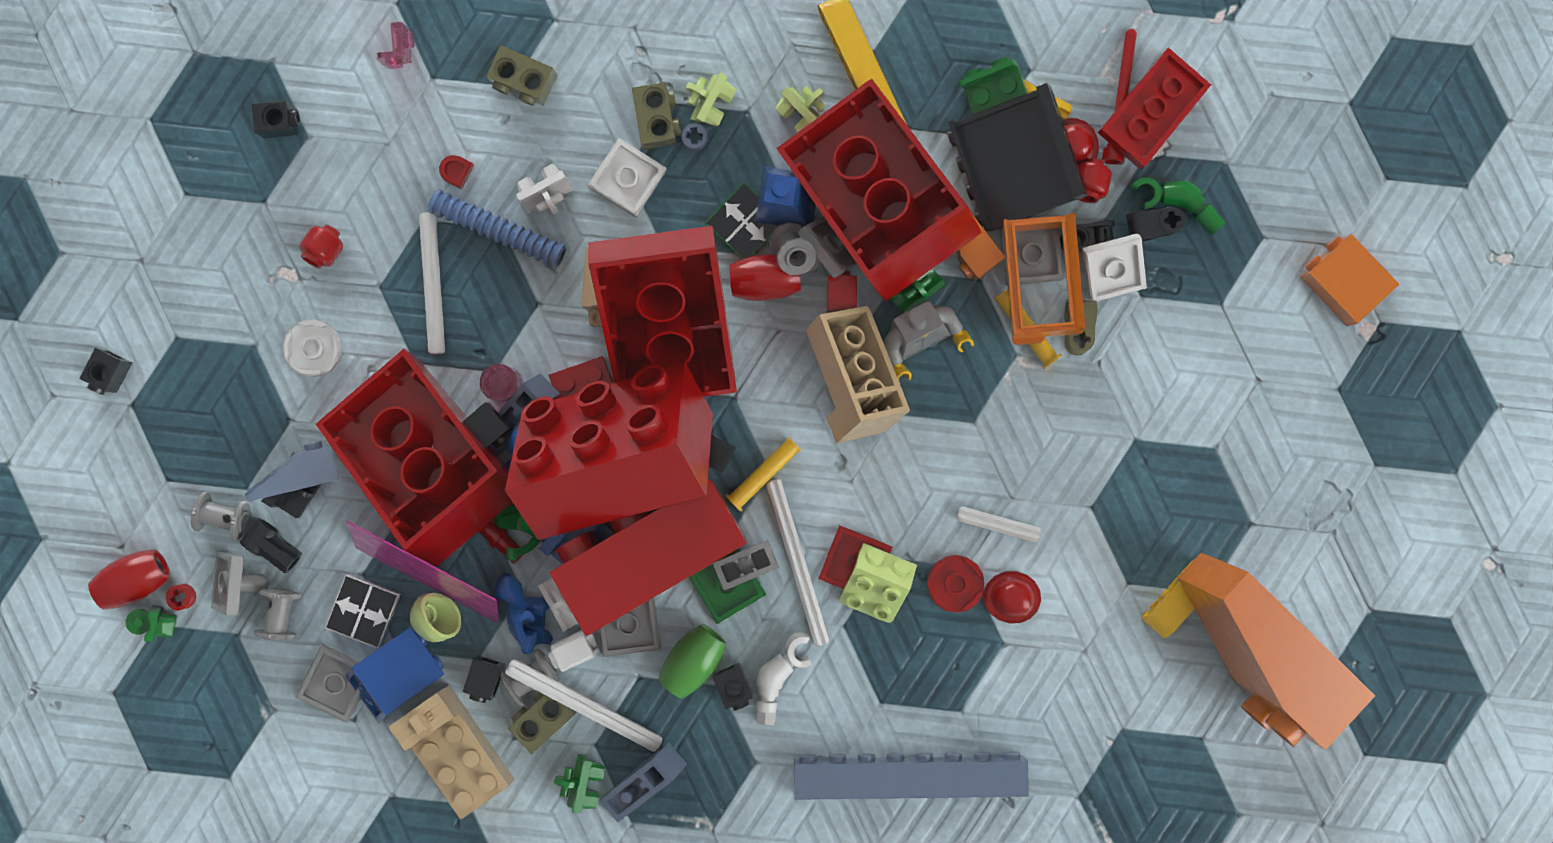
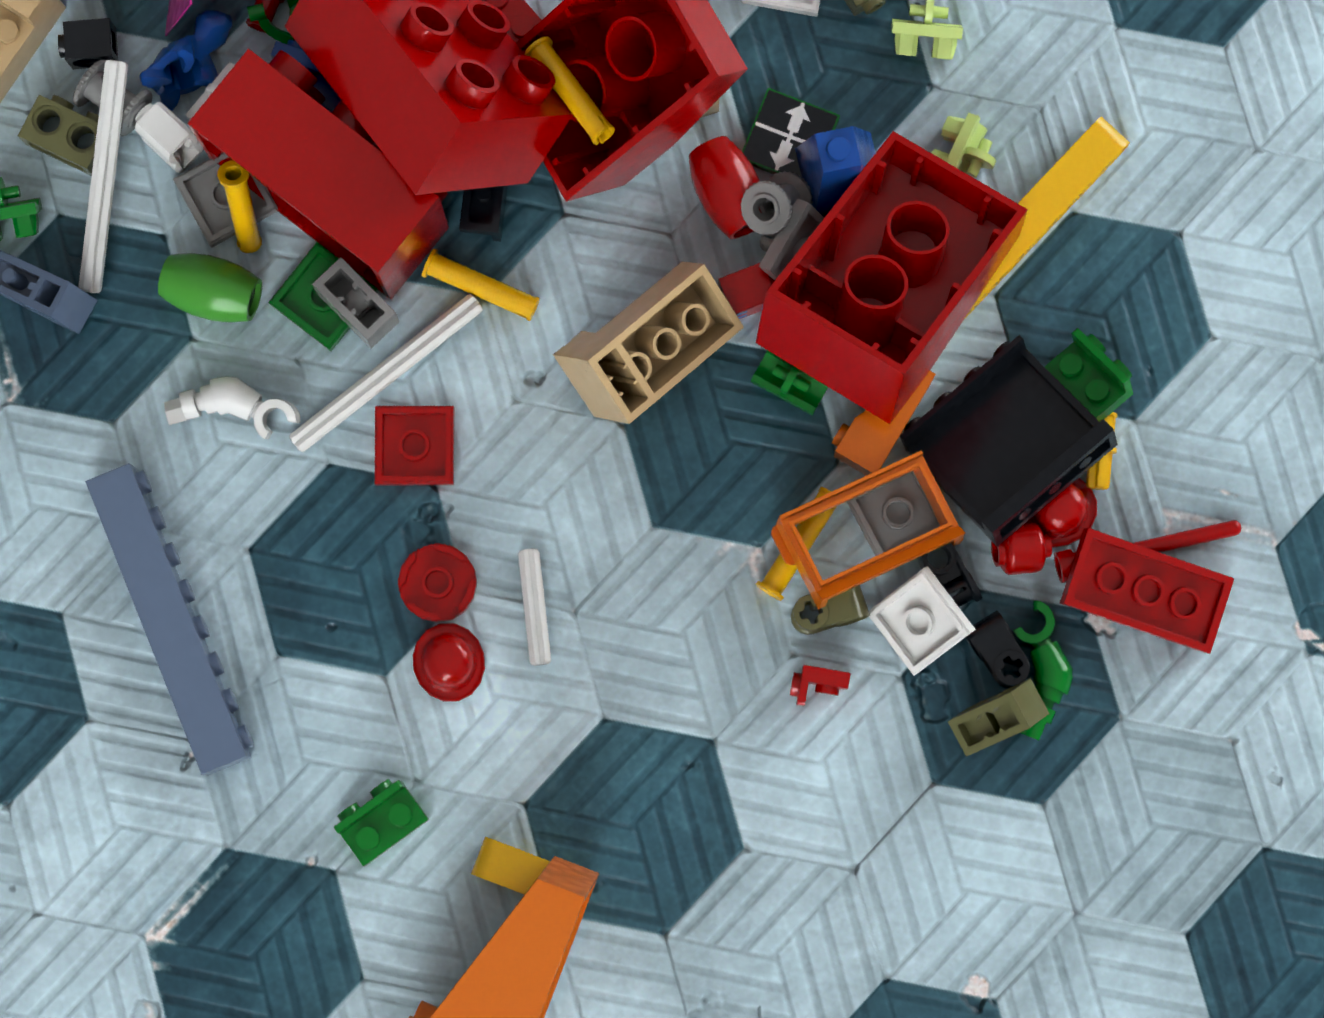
camera: 70 degrees right, 5 degrees down
(648, 619) = (240, 204): none -> yellow pin
(668, 357) = (572, 92): none -> yellow pin
(701, 132) = (860, 27): sand blue bush -> none
(729, 674) = (197, 335): black brick -> none
(878, 583) = (398, 480): yellowish green bracket -> none
(919, 330) = (740, 405): light grey torso -> none
(1104, 685) = (380, 821): none -> green bracket
(1127, 348) = (826, 682): none -> red bracket
(1203, 242) = (998, 717): none -> olive brick
(1348, 279) = (1031, 930): orange brick -> none

